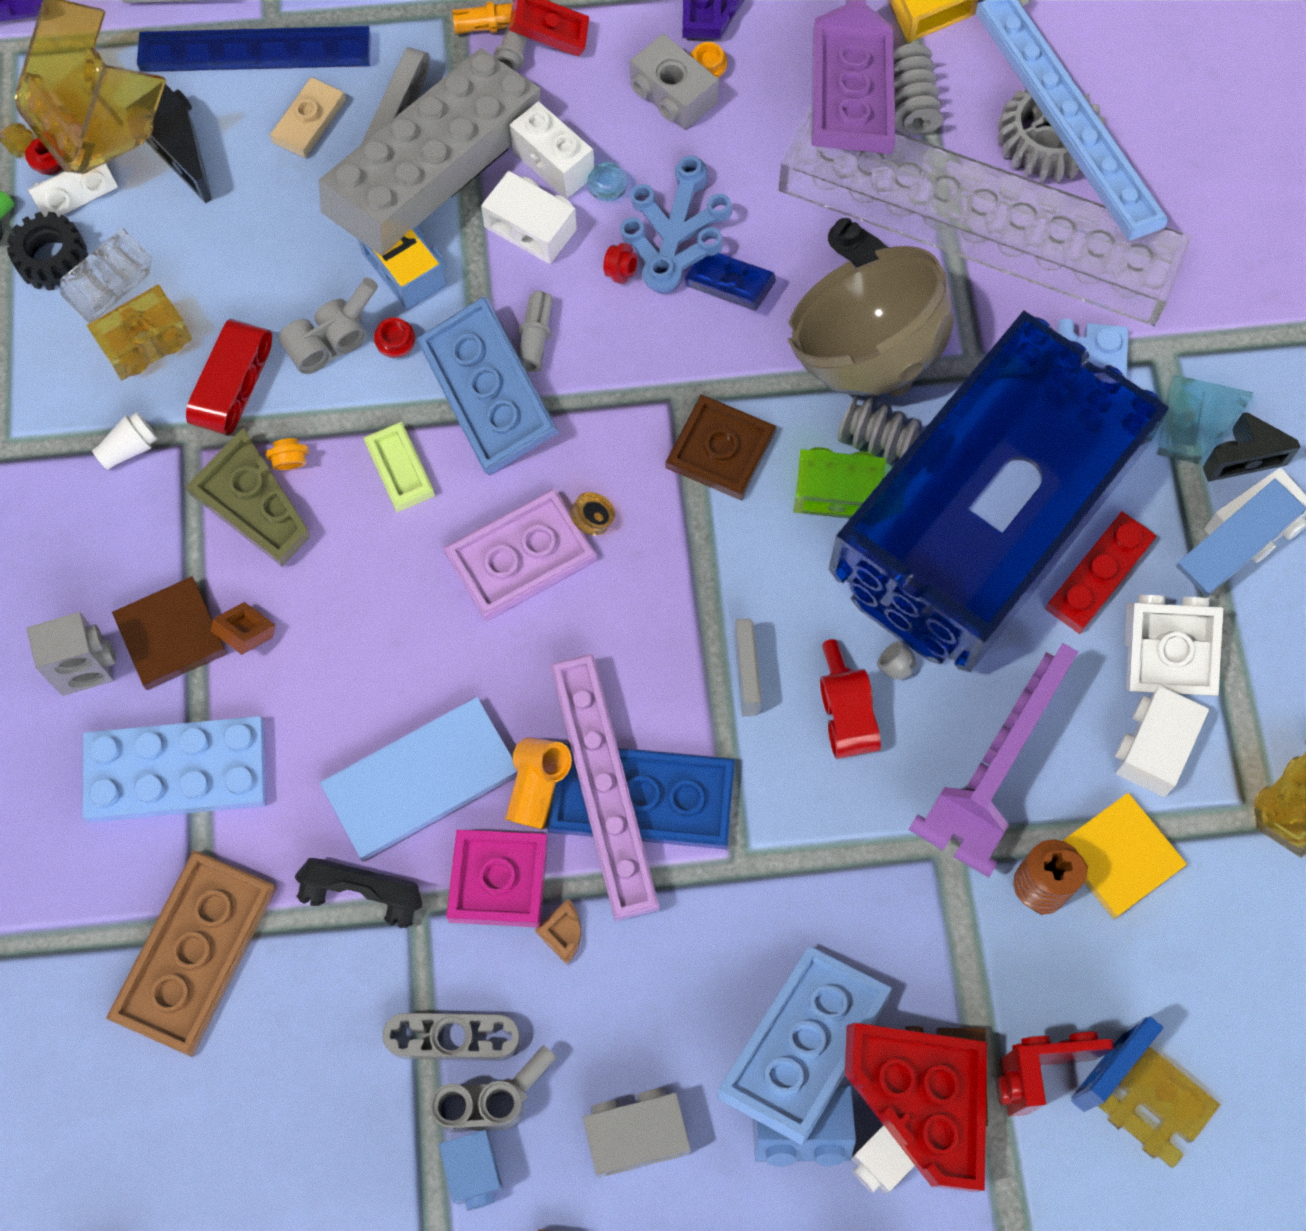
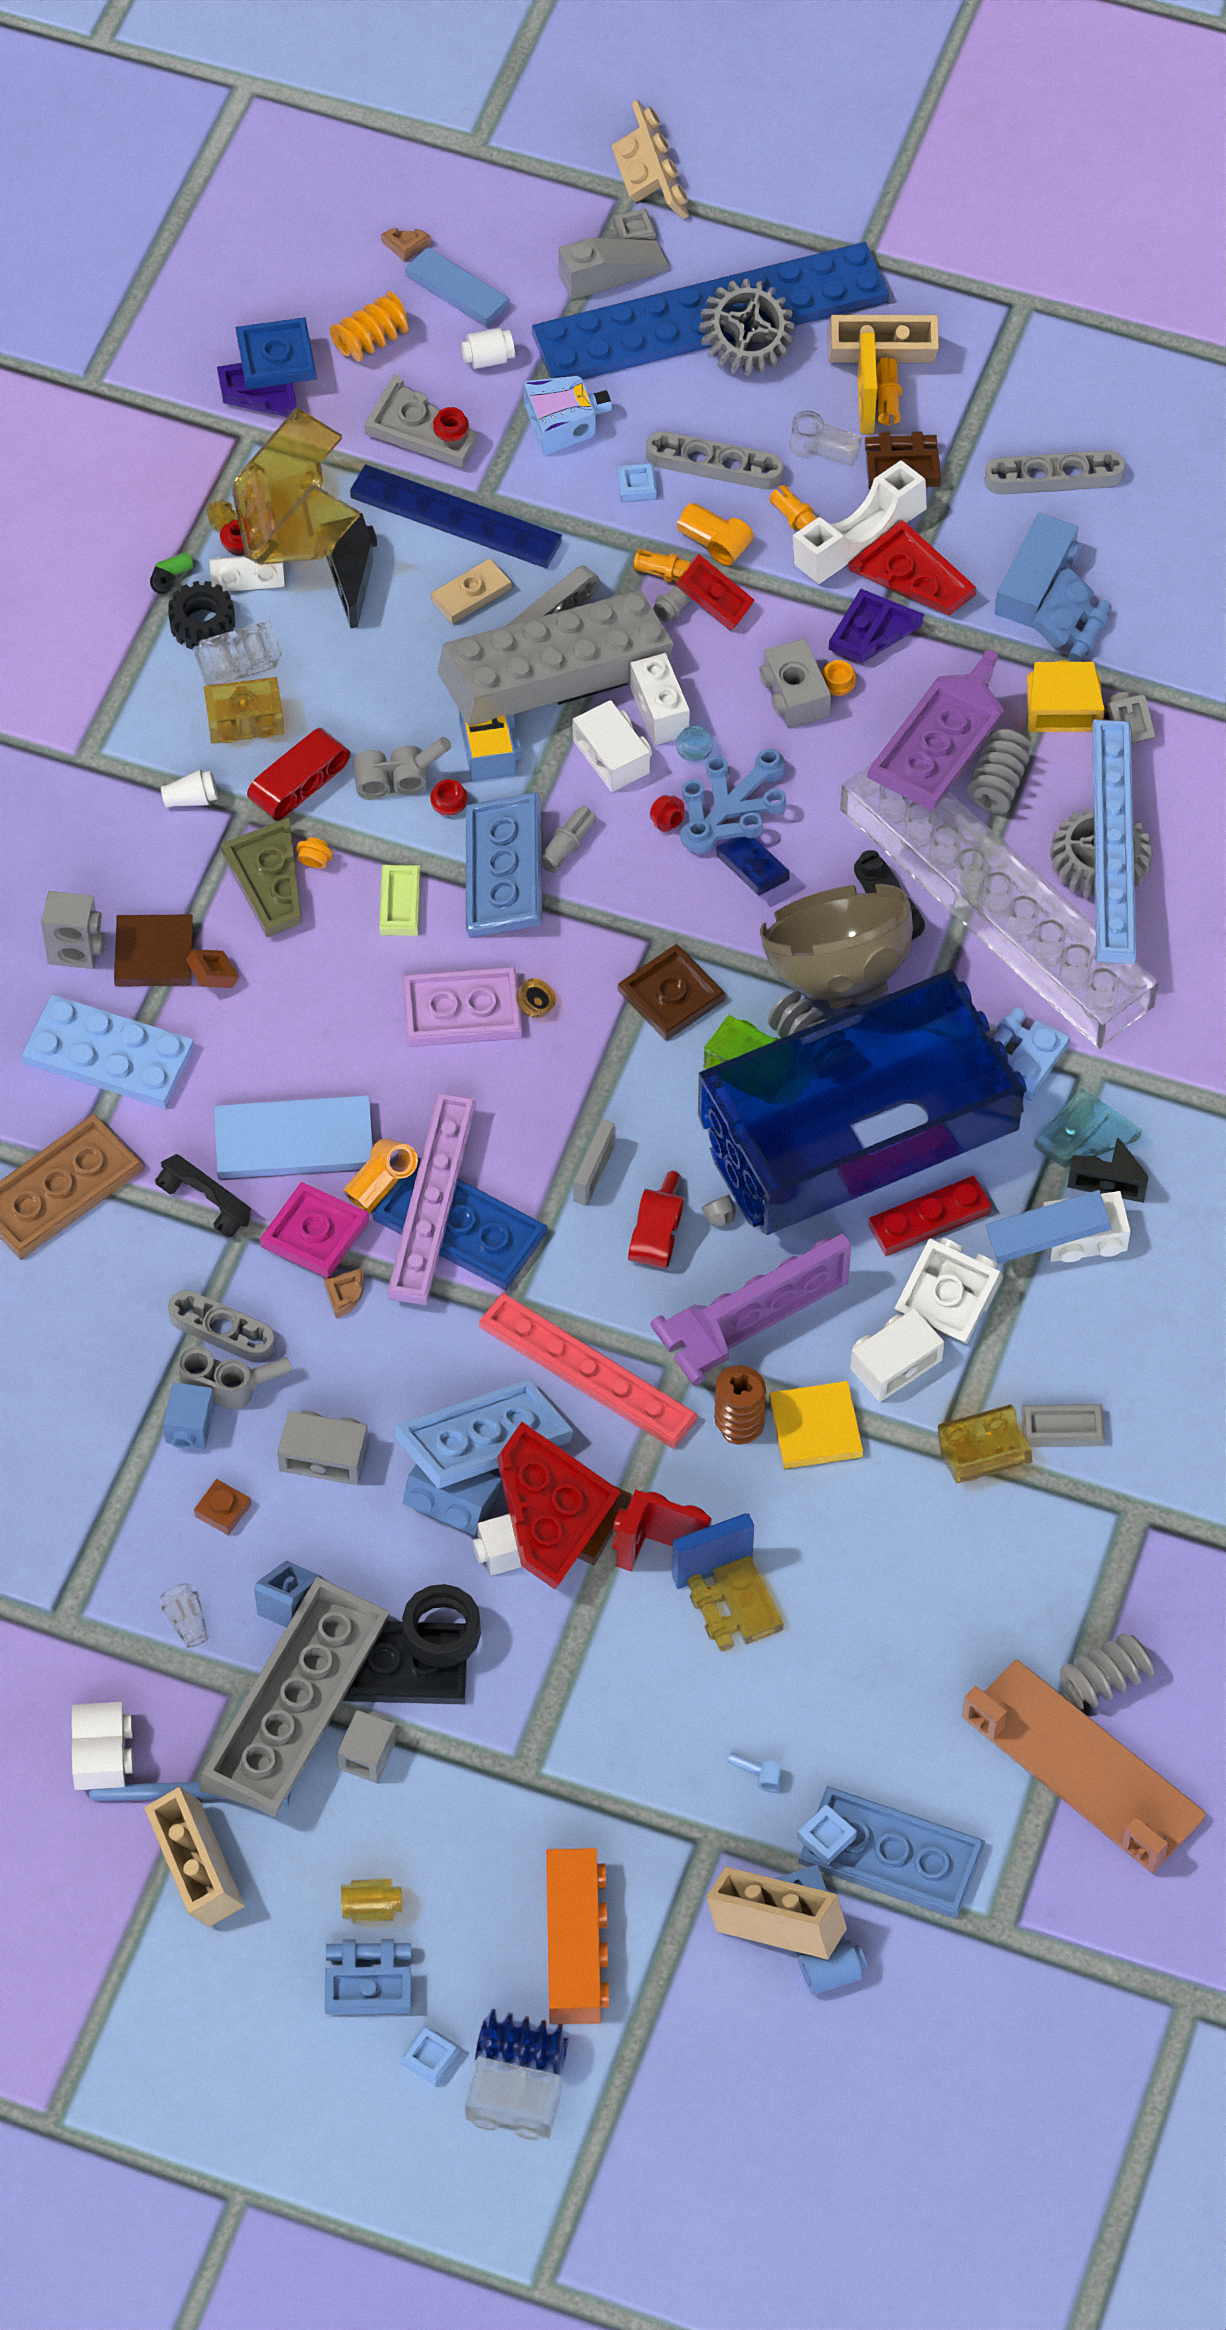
camera: 25 degrees right, 10 degrees down
(861, 903) = (588, 1370): none -> coral tile

